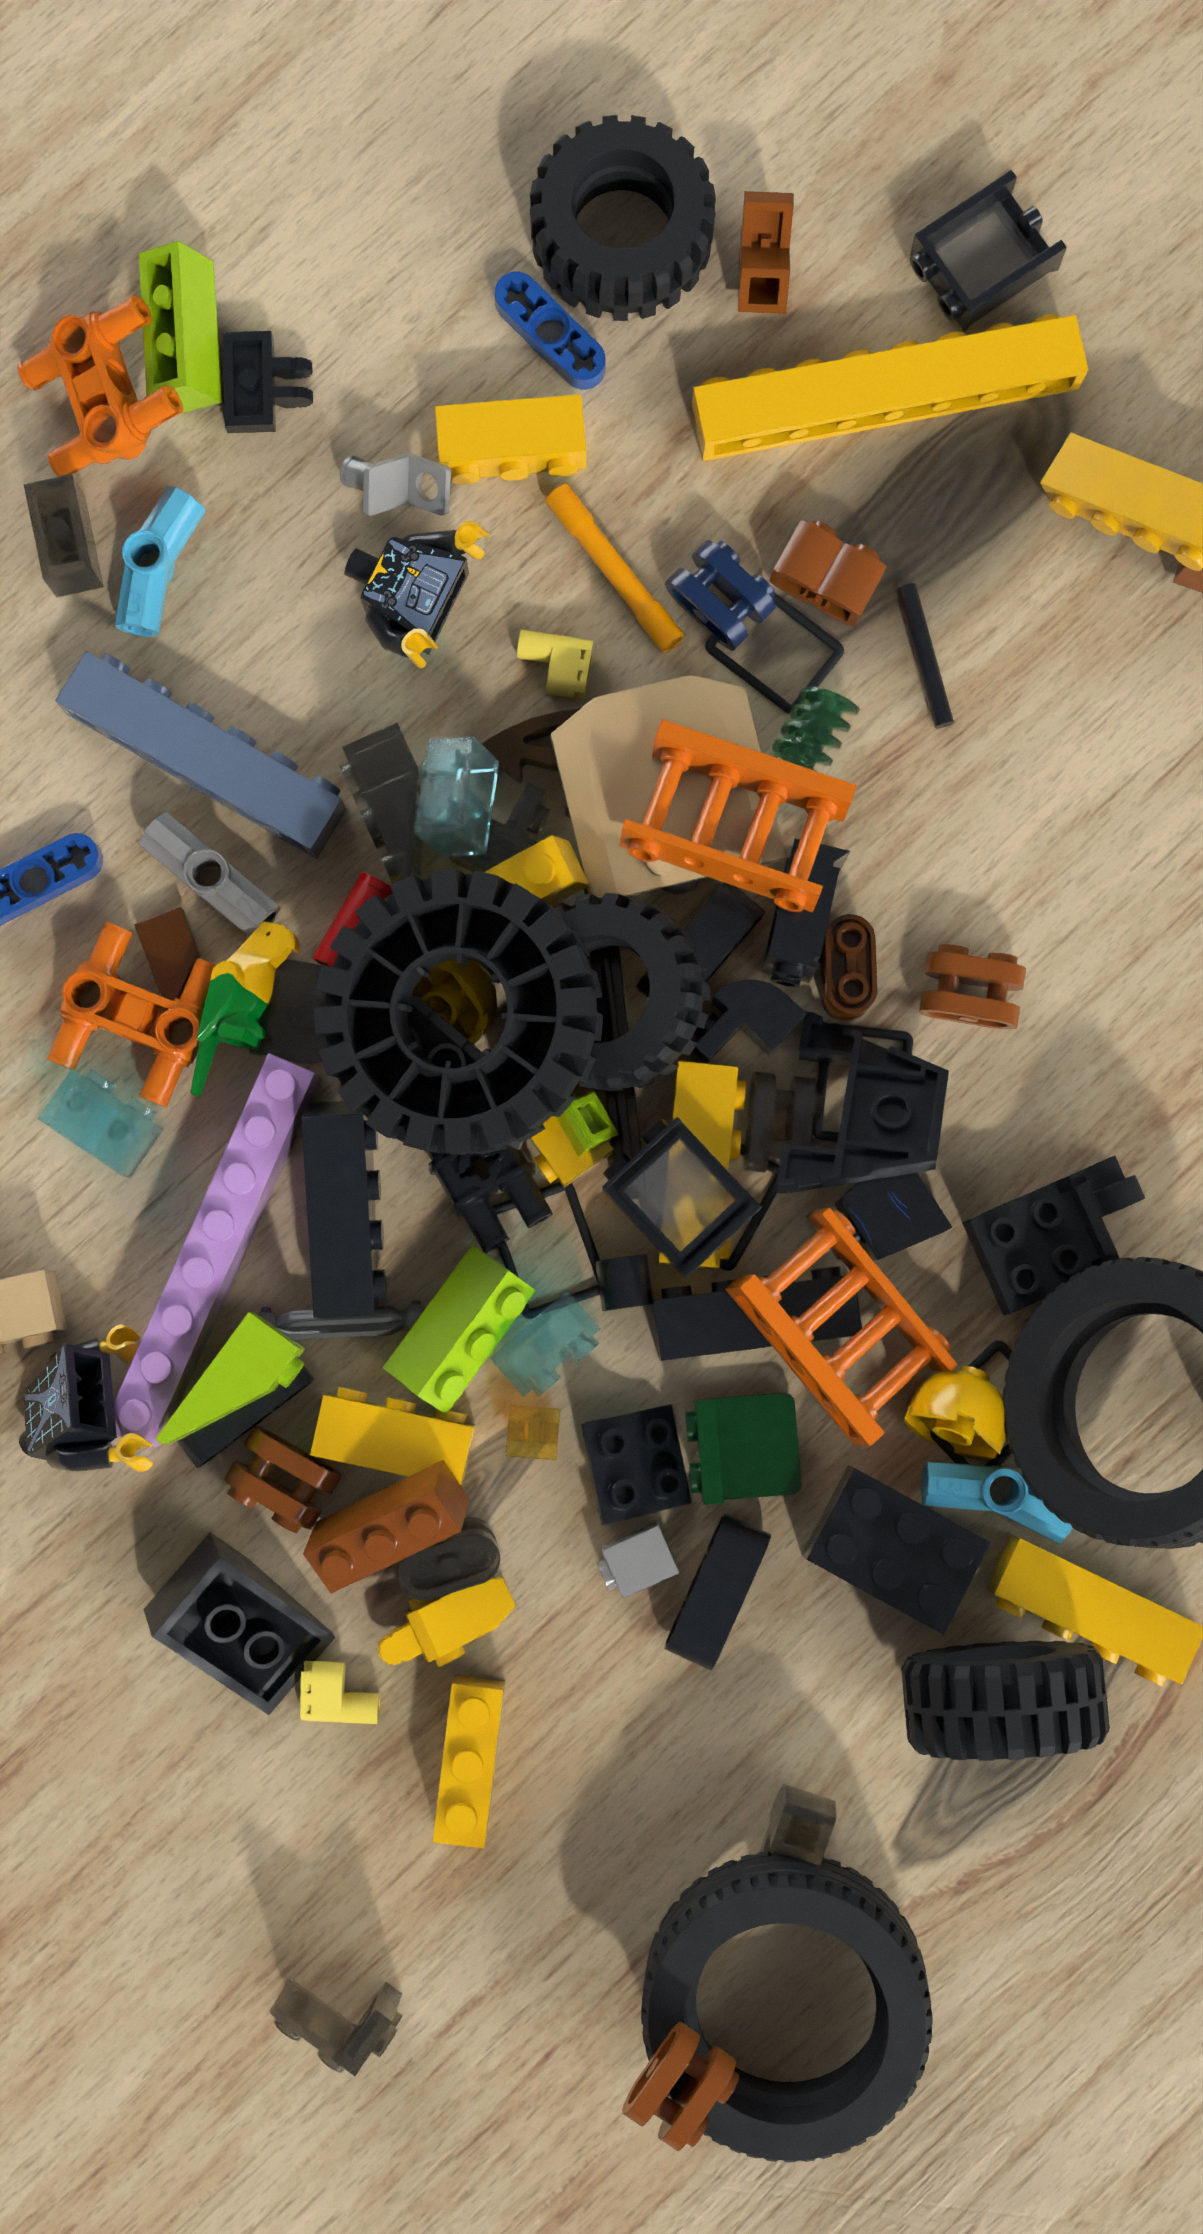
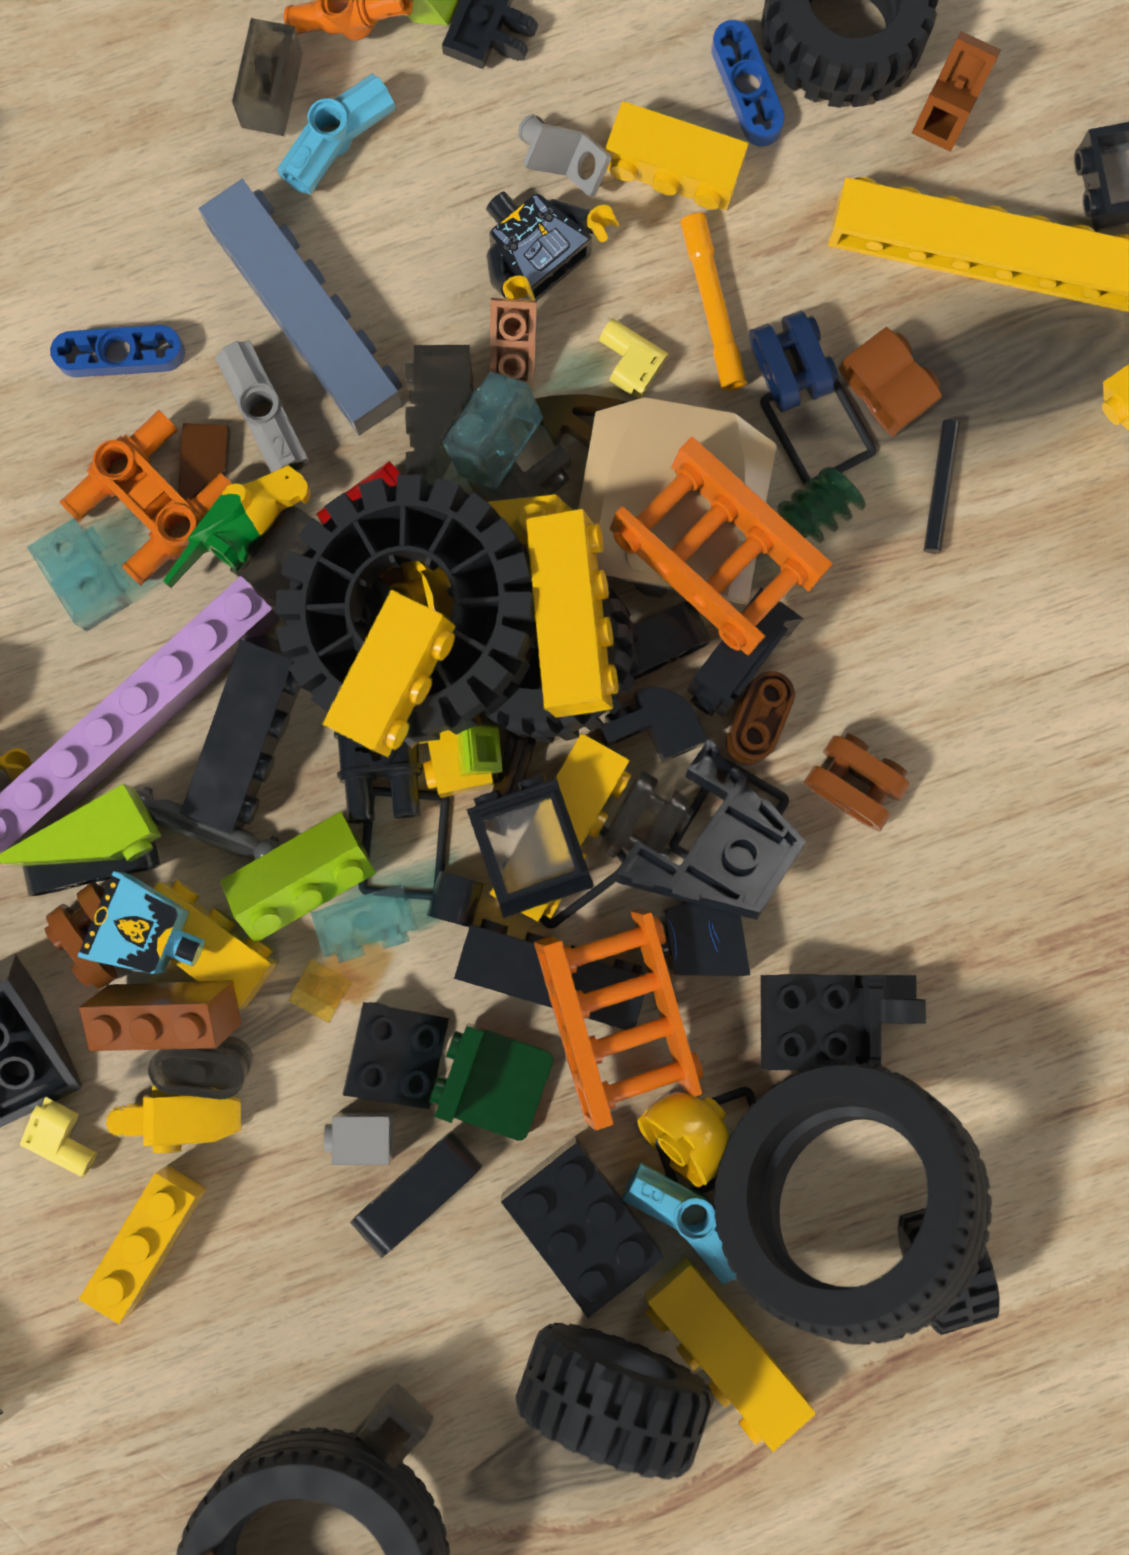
camera: 20 degrees right, 0 degrees up
(329, 1449) = (139, 929): none -> torso
(434, 696) = (513, 338): none -> nougat slope
(476, 1085) = (391, 674): none -> yellow brick
(622, 947) = (570, 613): none -> yellow brick

